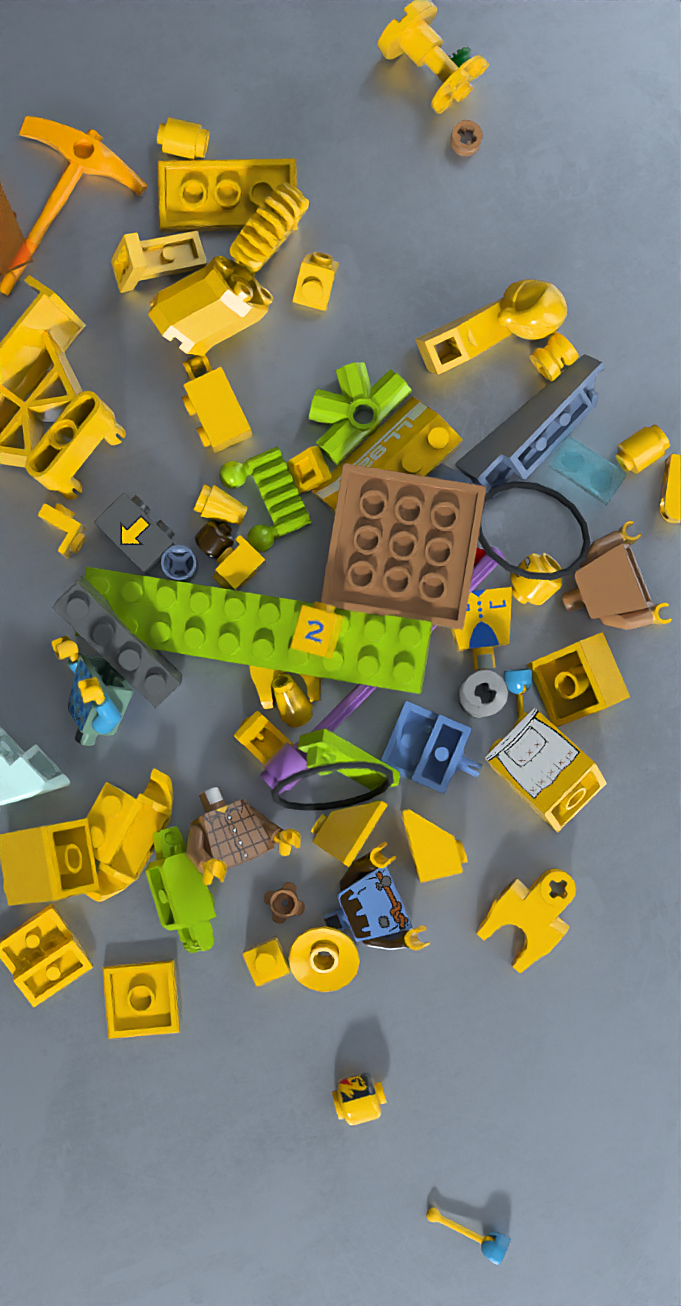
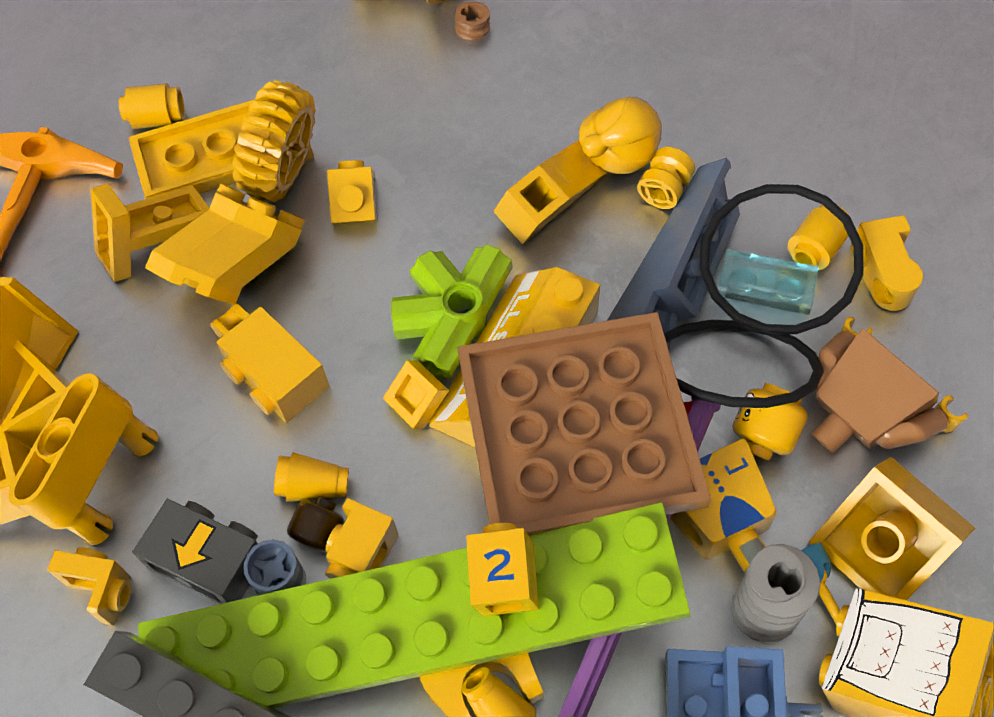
camera: 15 degrees left, 25 degrees down
(277, 492) = (382, 437): lime gear -> none
(657, 468) = (780, 328): none -> black piece

